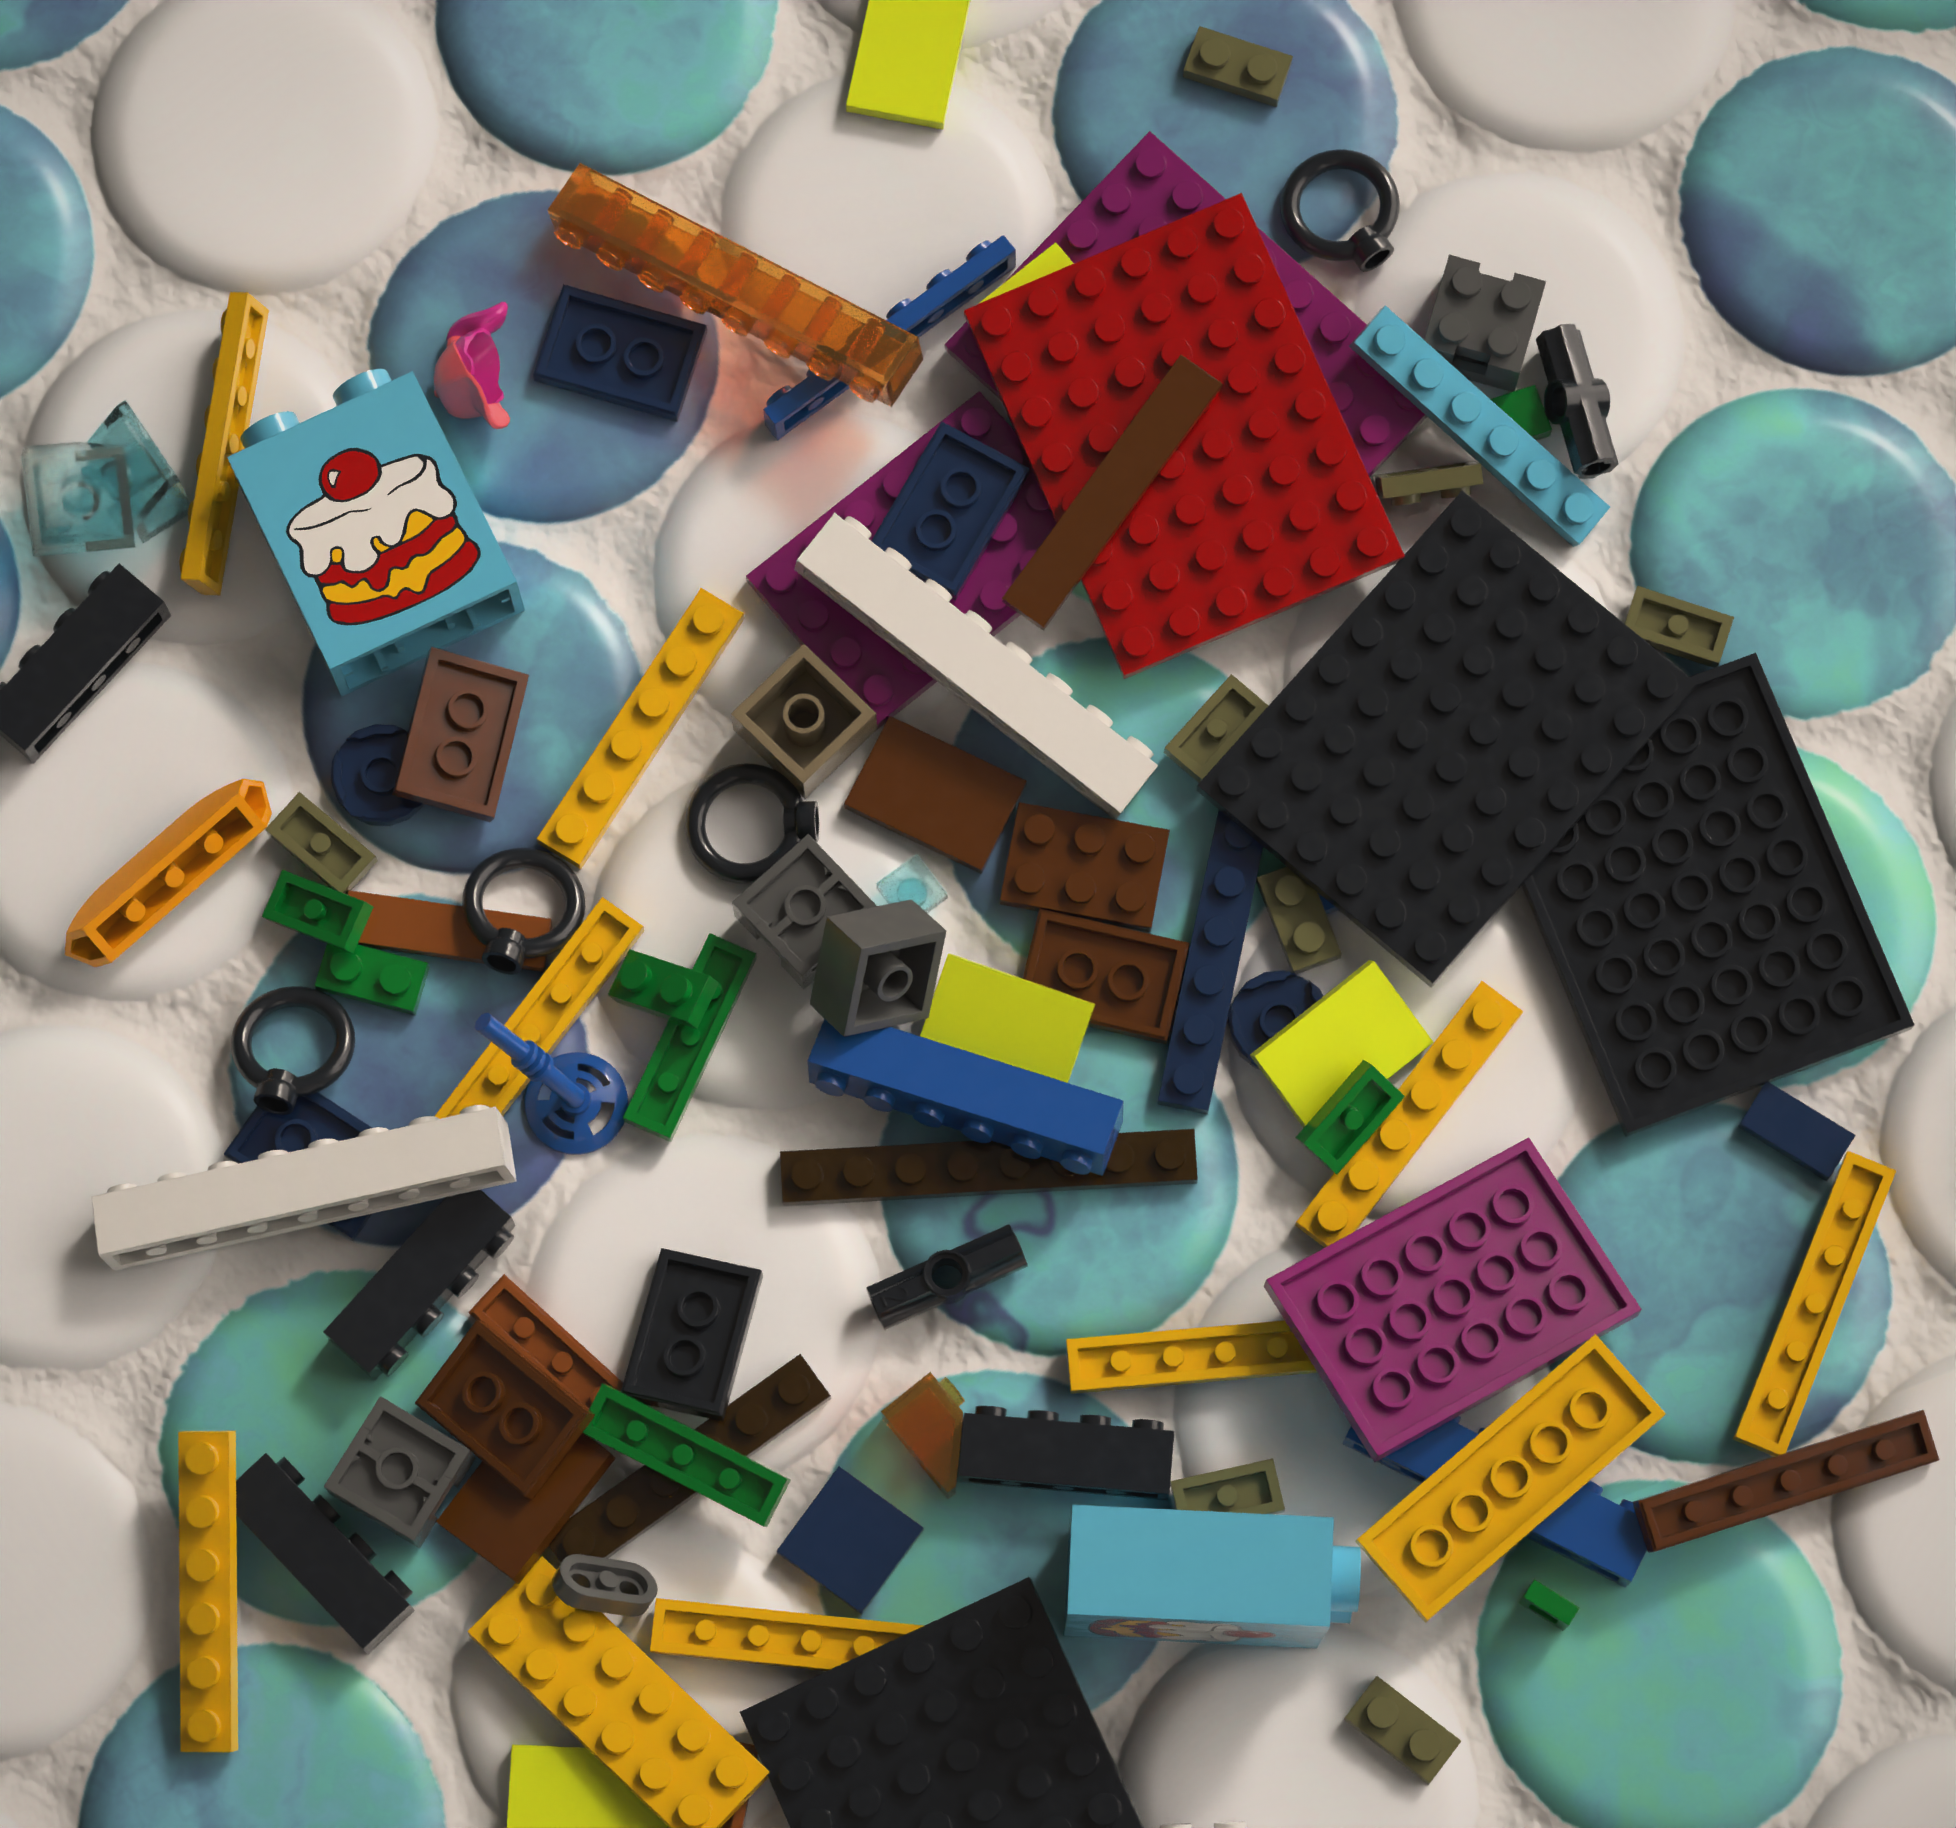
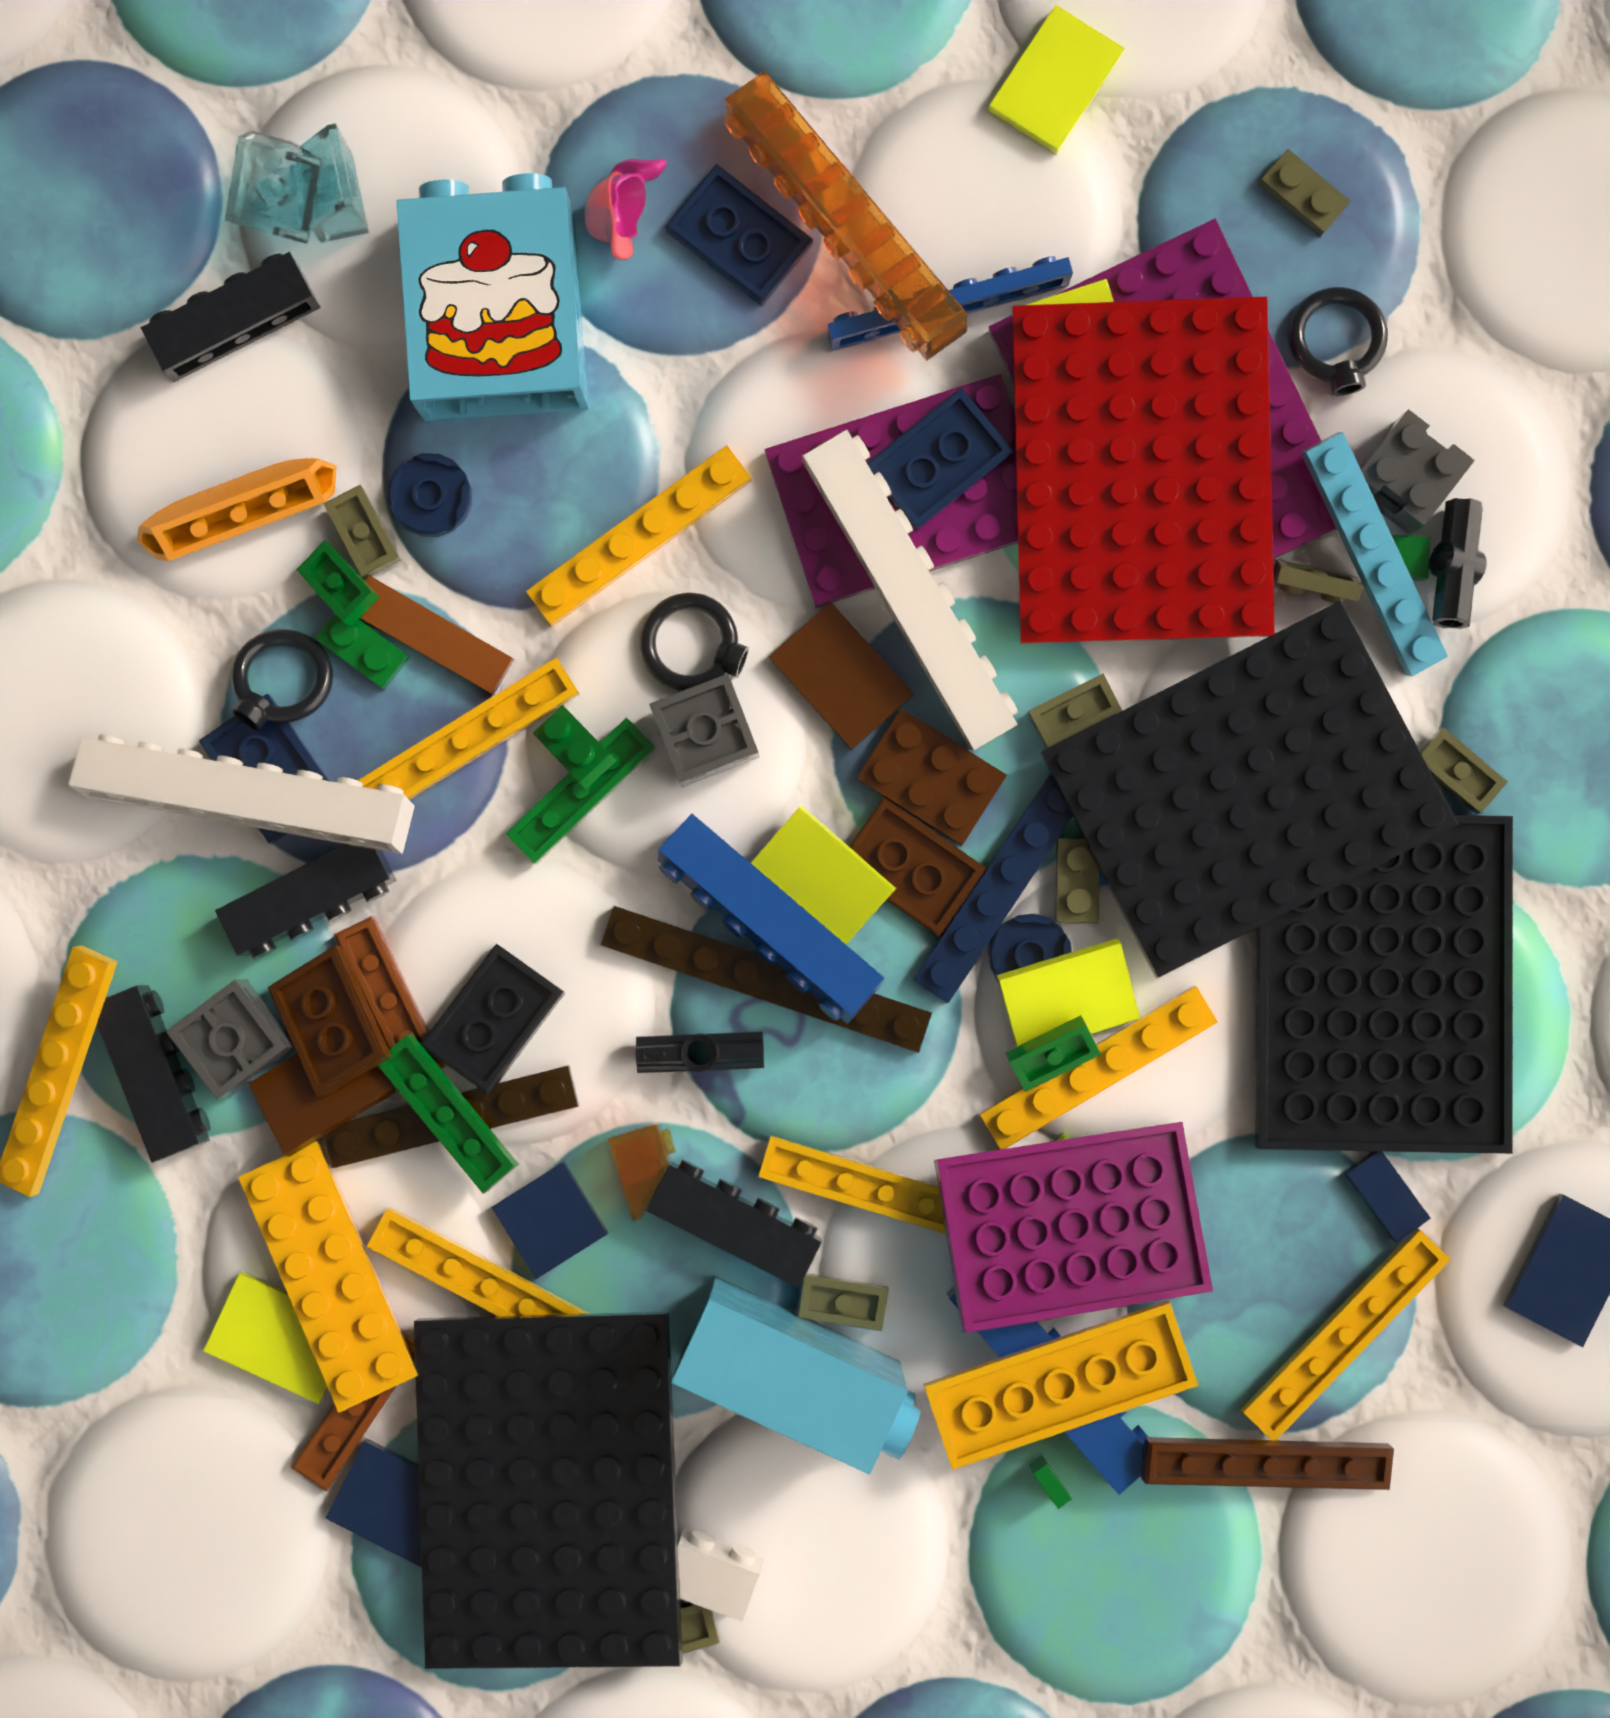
camera: 20 degrees right, 10 degrees up
(225, 420) = (421, 164): yellow plate -> none
(460, 734) = (498, 488): reddish brown plate -> none
(506, 947) = (468, 669): black piece -> none
(561, 1078) = (467, 796): blue dish -> none
(604, 1585) = (348, 1184): dark grey plate -> none
(804, 720) = (762, 581): dark tan brick -> none
(877, 967) = (739, 799): dark grey brick -> none
(914, 882) = (792, 744): clear light blue plate -> none
(1112, 492) = (1070, 496): reddish brown tile -> none
(1402, 1730) = (902, 1527): olive plate -> none

